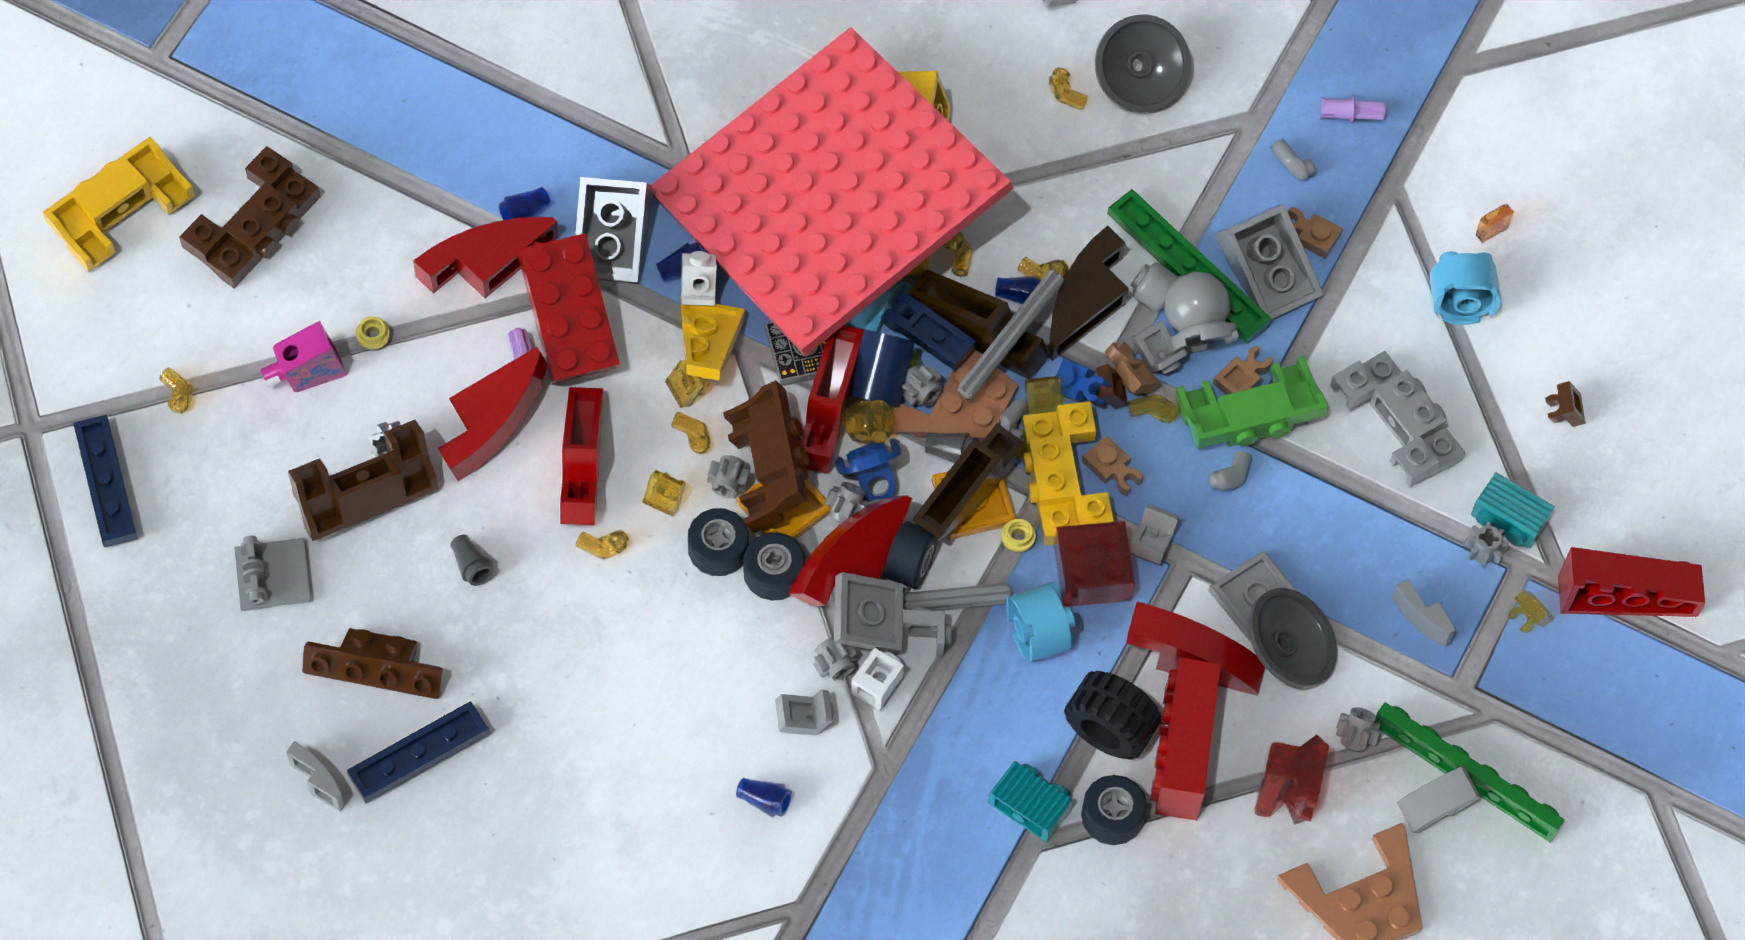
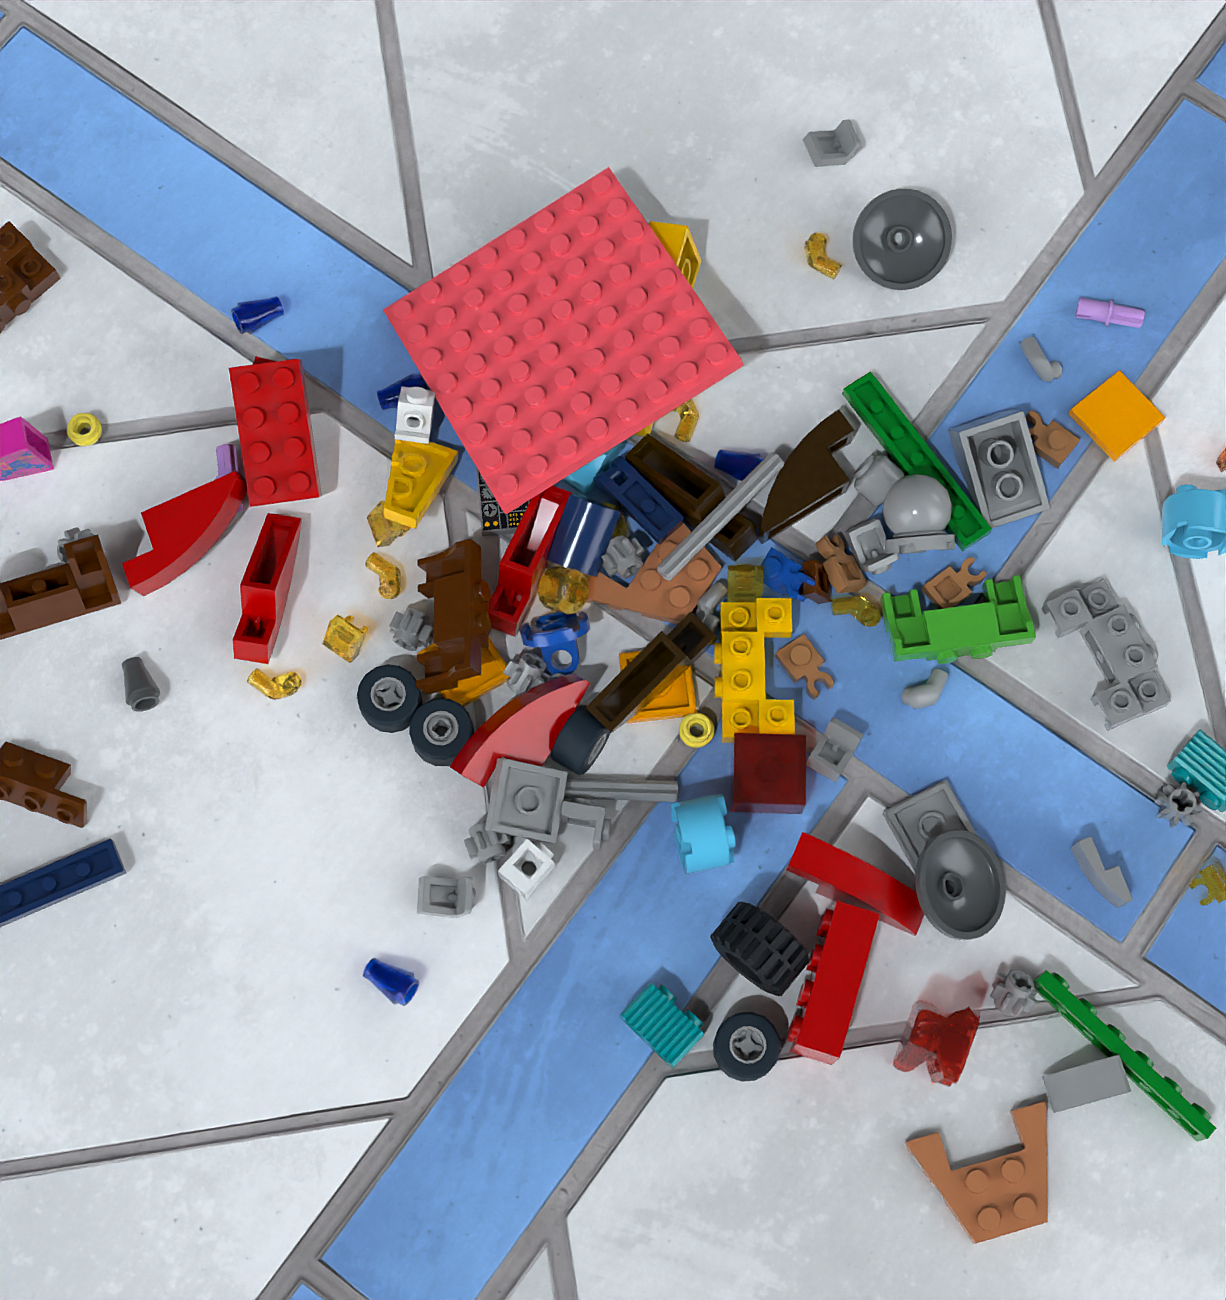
camera: 10 degrees right, 10 degrees up
(483, 254) = (206, 359): red slope -> none
(615, 225) = (339, 348): light grey slope -> none
(948, 445) = (642, 625): dark grey cone -> none
(1031, 268) = (781, 446): clear yellow arm -> none
(1374, 203) = (1116, 415): none -> light orange tile

